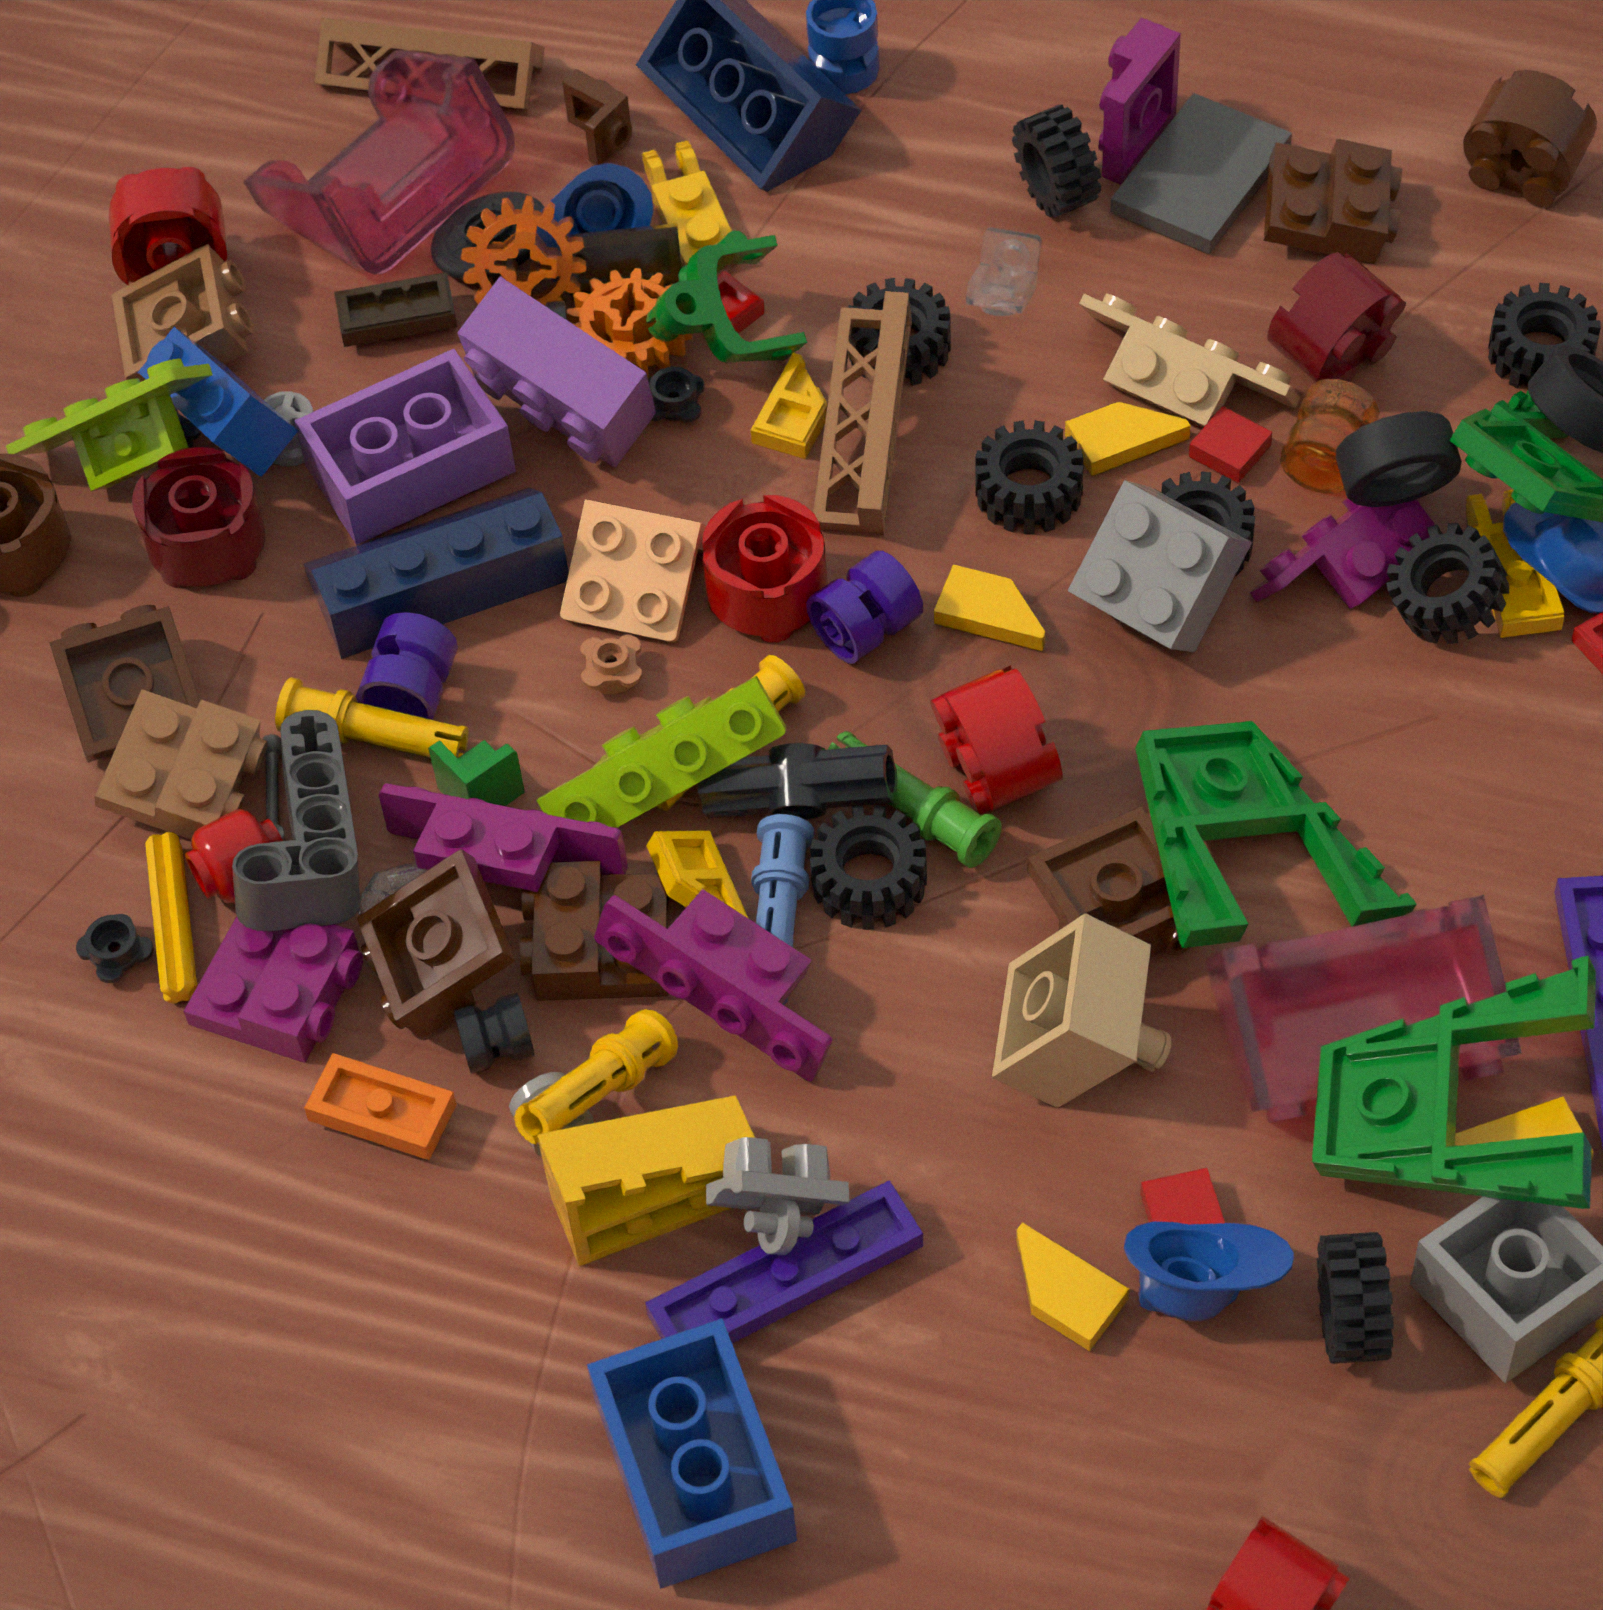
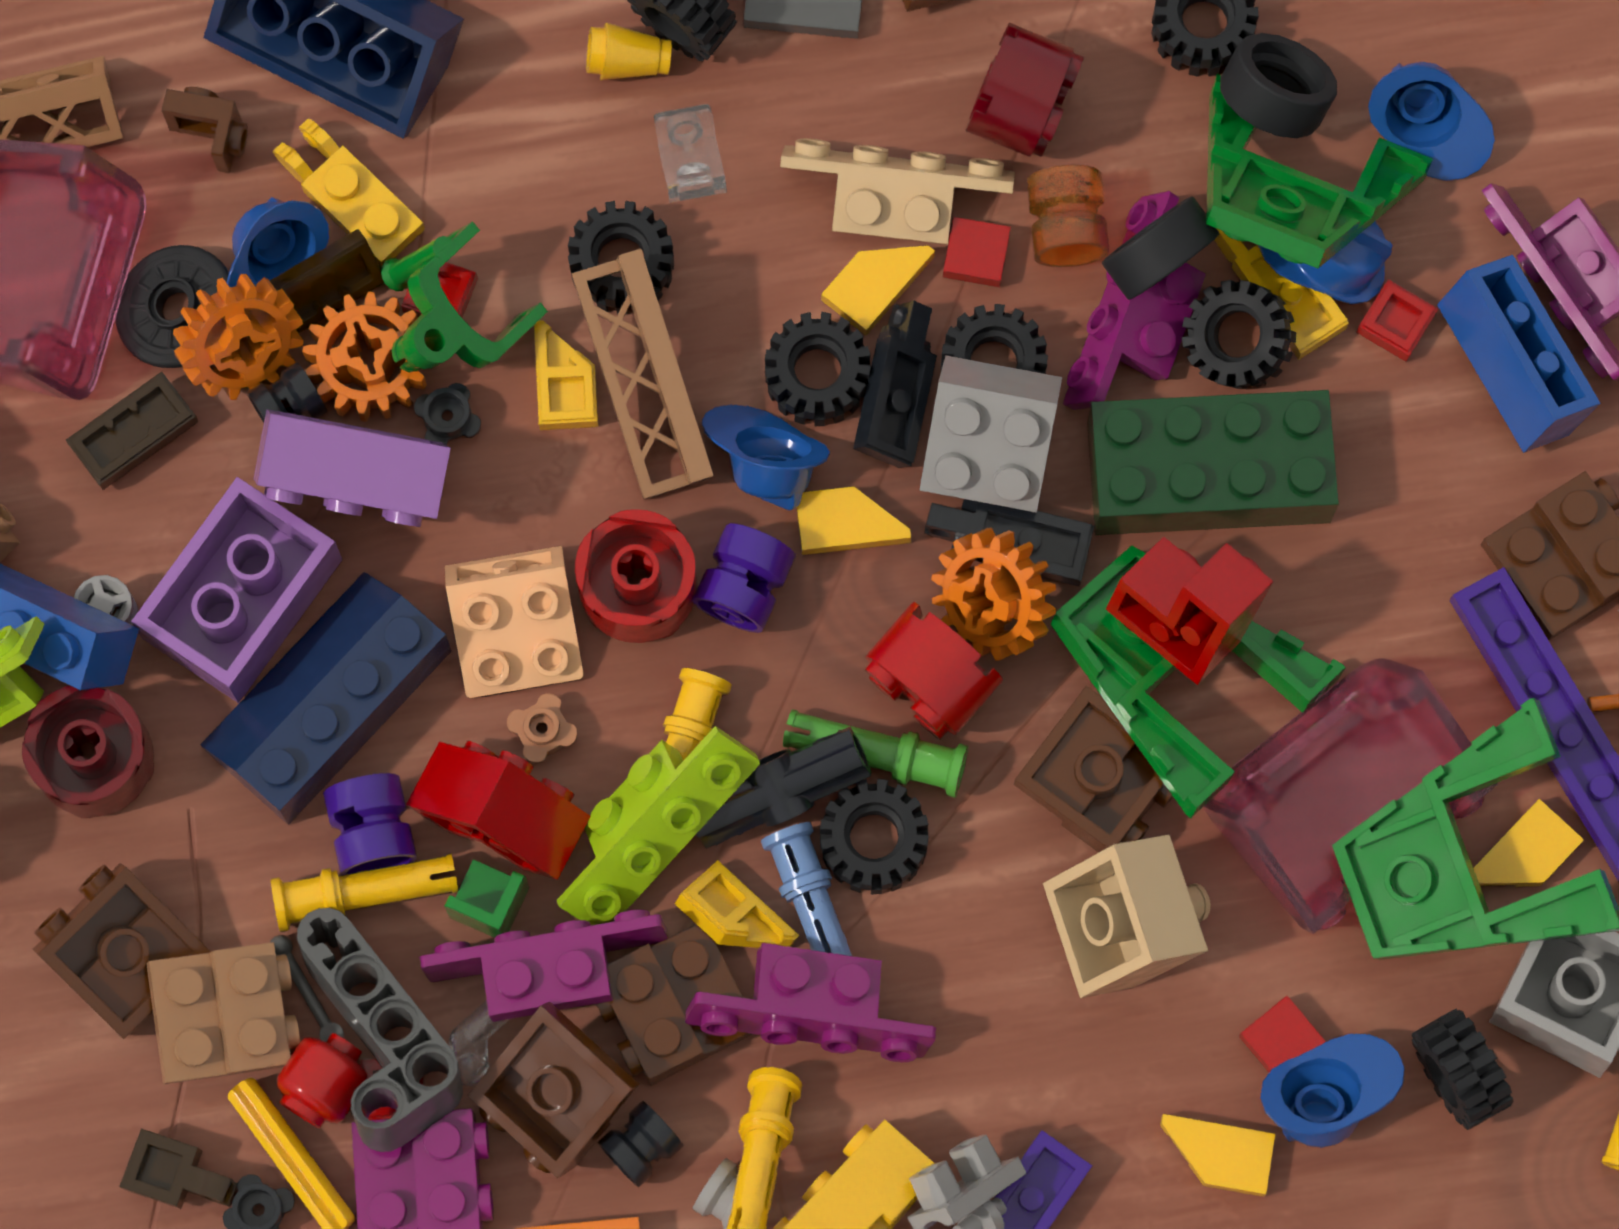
camera: 30 degrees left, 20 degrees up
(56, 877) = (169, 1170): none -> dark brown plate
(533, 694) = (500, 805): none -> red brick
(940, 524) = (765, 453): none -> blue piece
(991, 187) = (626, 53): none -> yellow cone
(1071, 530) = (897, 387): none -> black hinge
(1094, 698) = (994, 593): none -> orange gear
(1140, 673) = (1055, 538): none -> black hinge
(1279, 765) = (1188, 609): none -> red brick
(1367, 679) = (1212, 462): none -> dark green brick

